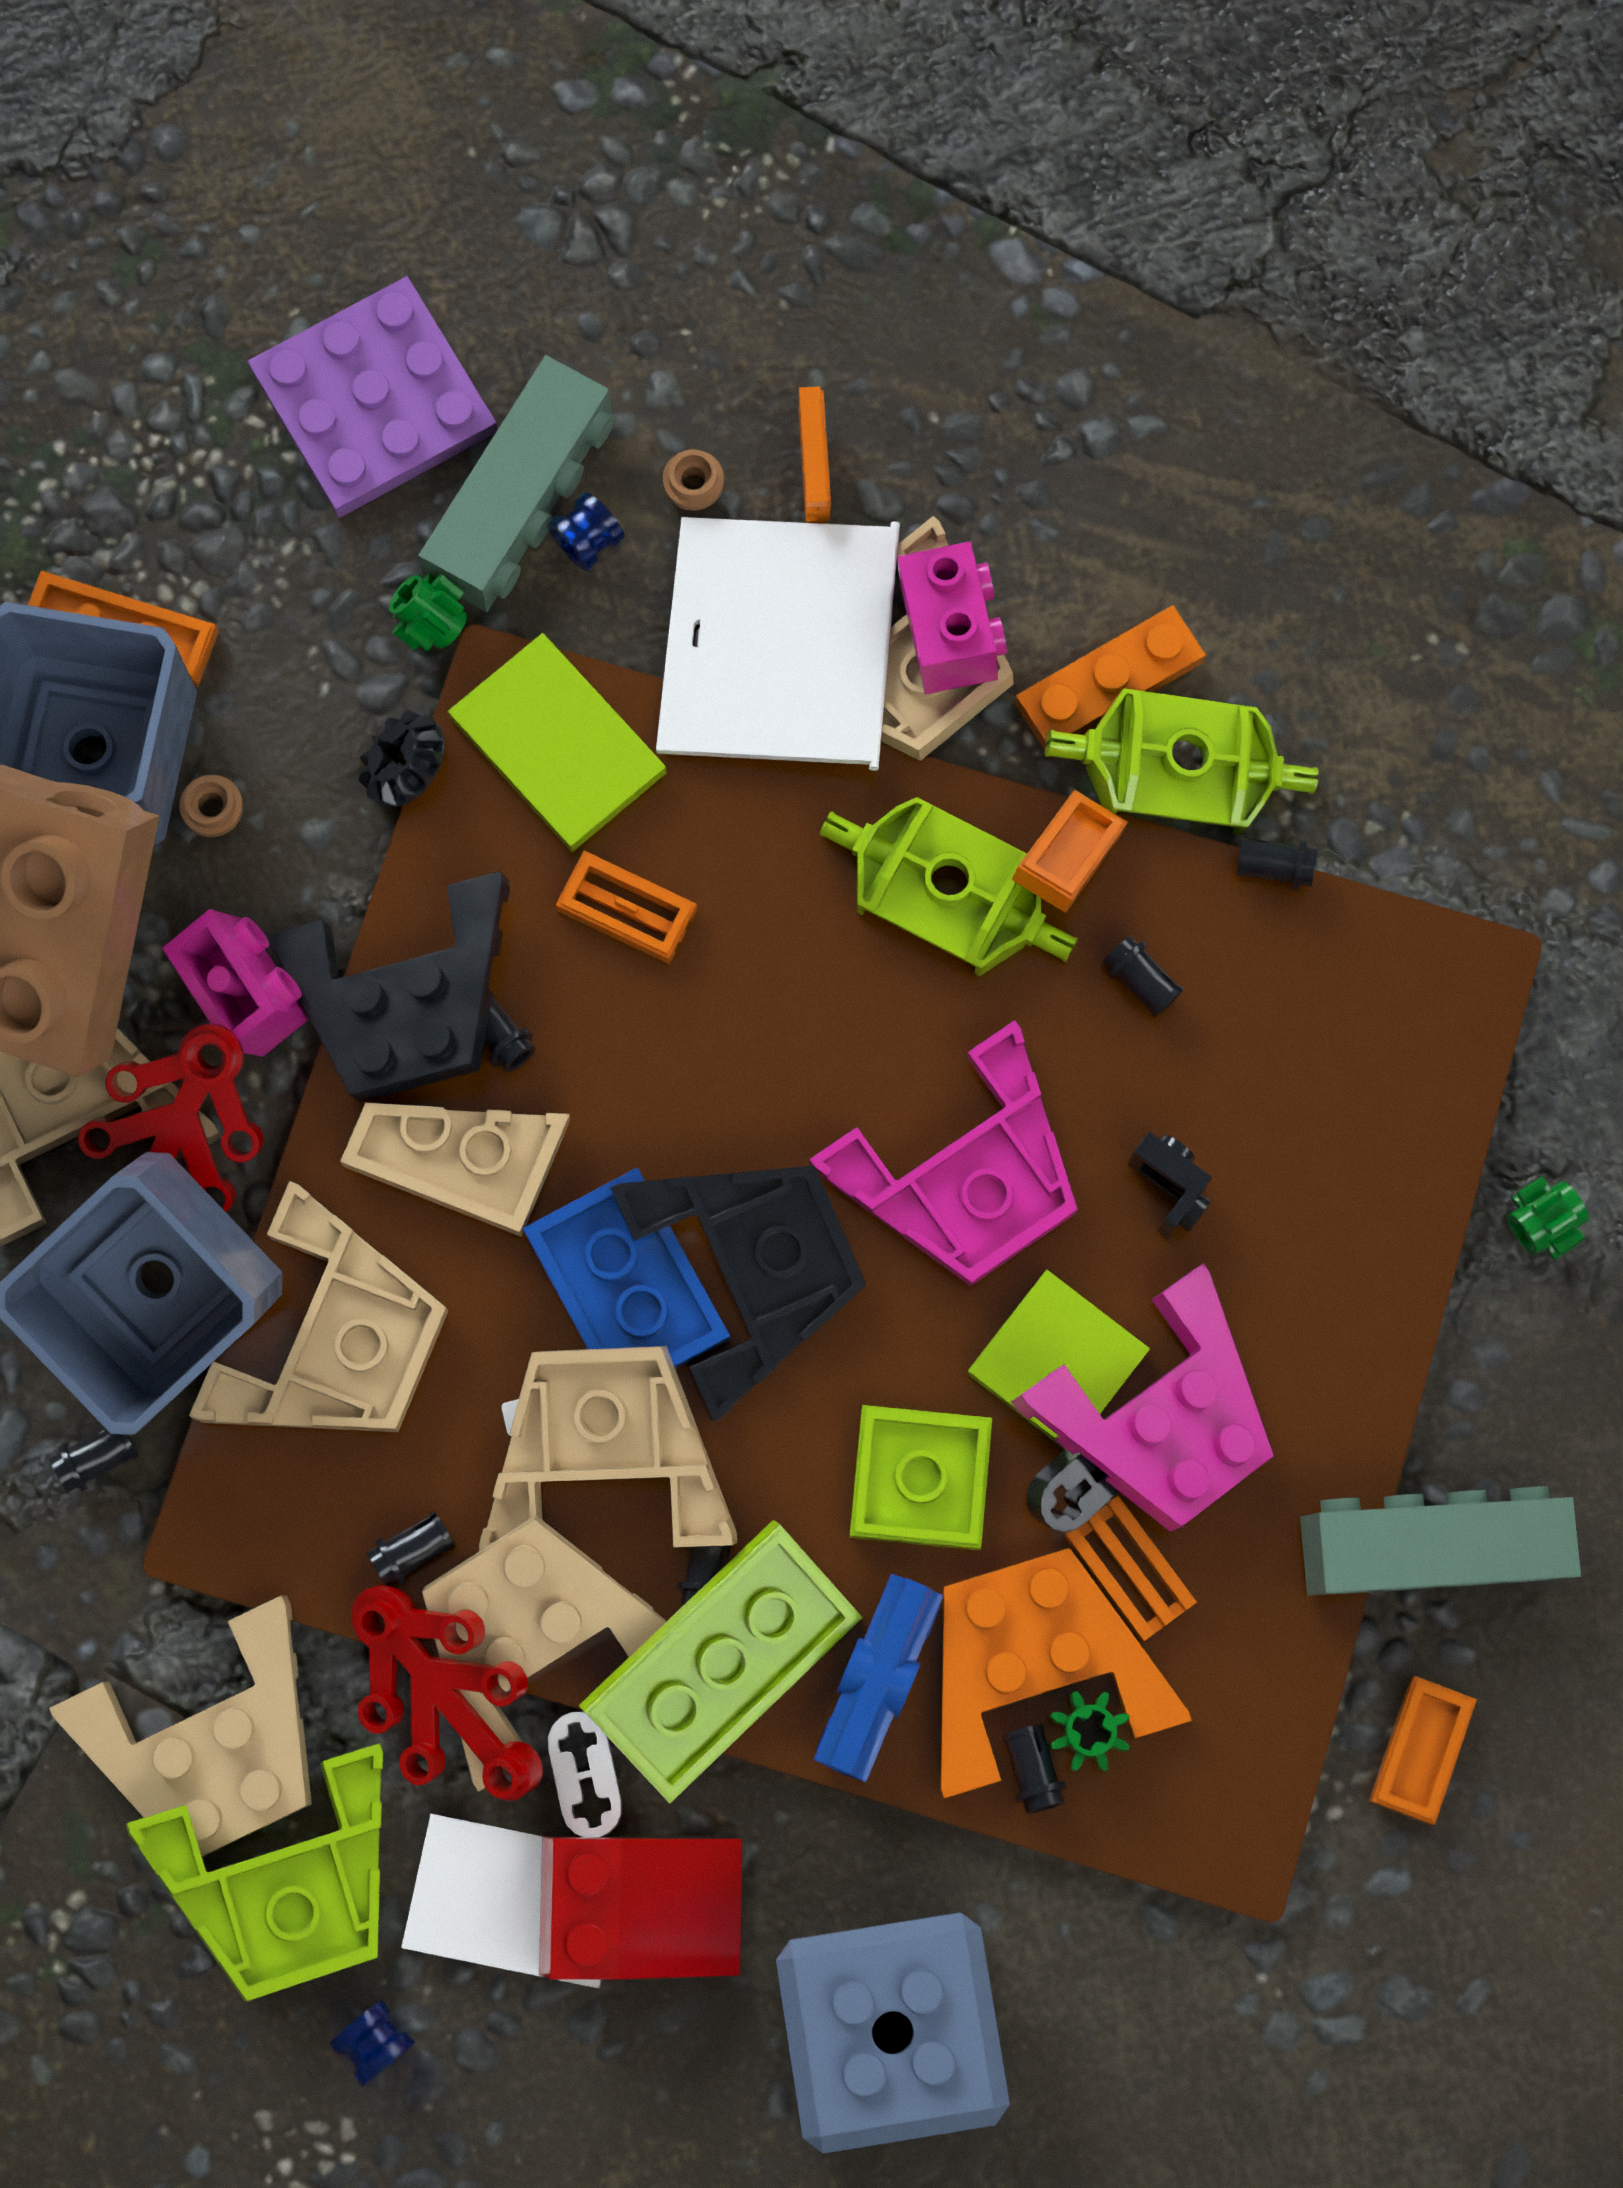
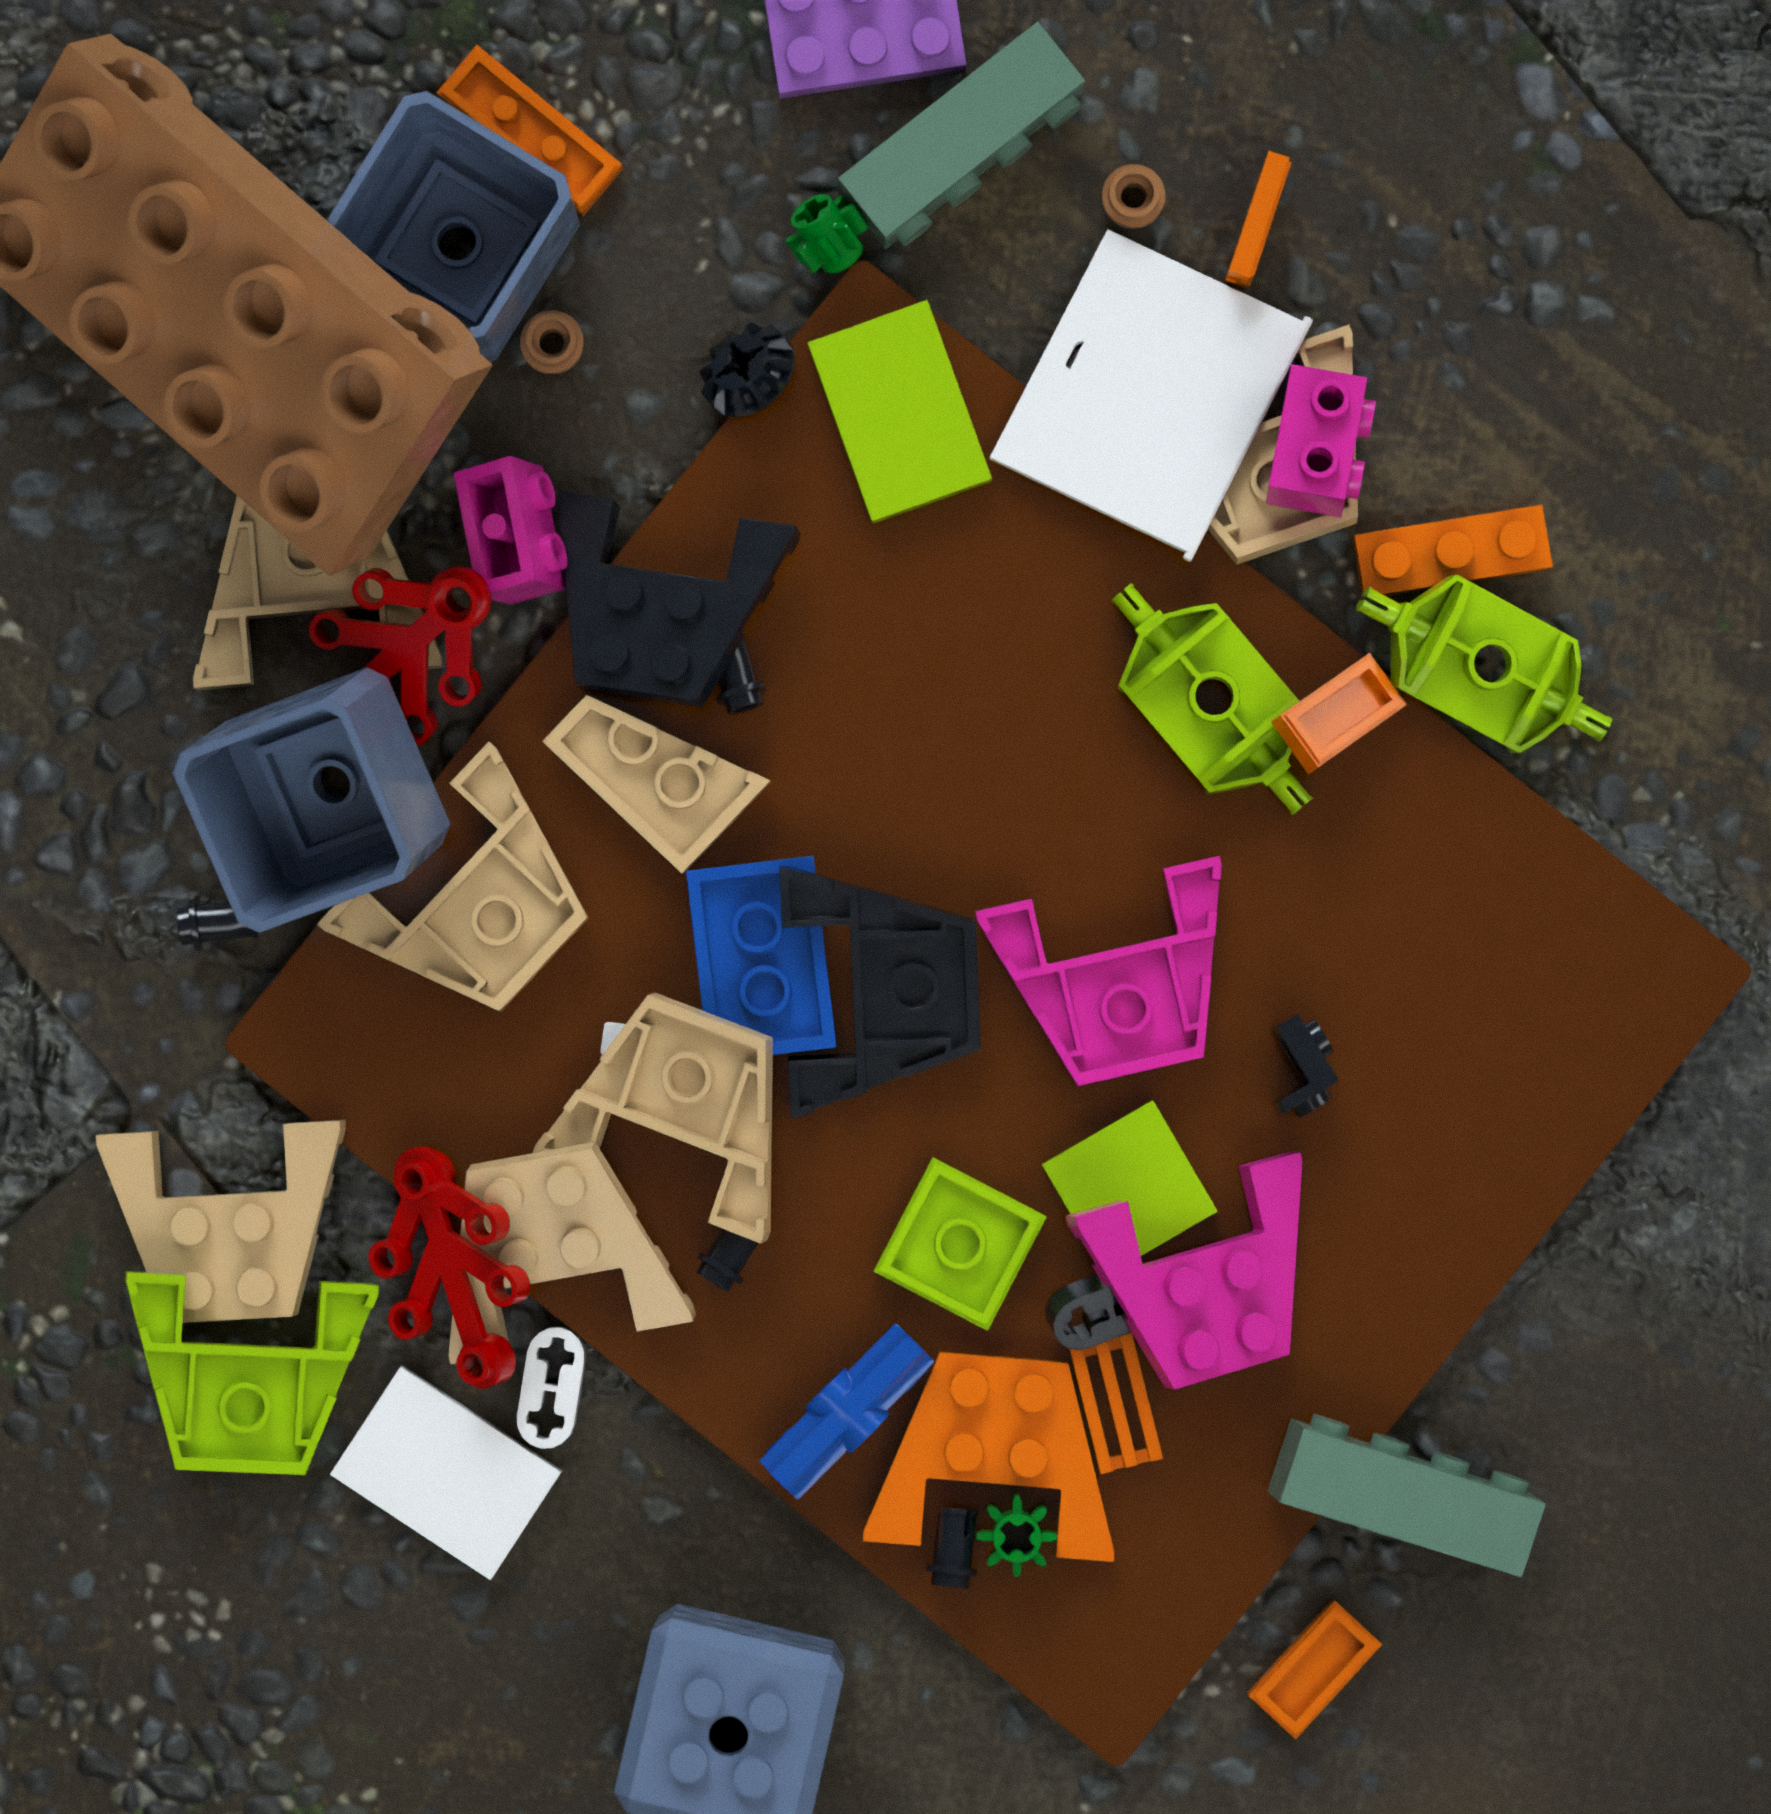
camera: 25 degrees right, 10 degrees up
(372, 2042) = (272, 1547): clear blue wheel -> none
(410, 1549) = (471, 1124): black pin -> none
(586, 531) = (1009, 210): clear blue wheel -> none
(616, 929) = (938, 639): orange tile -> none
(640, 1908) = (553, 1527): red slope -> none
(721, 1661) = (711, 1339): lime tile -> none
(1142, 975) = (1358, 858): black pin -> none
(1277, 861) = (1531, 799): black pin -> none
(1548, 1218) = (1639, 1236): green gear -> none

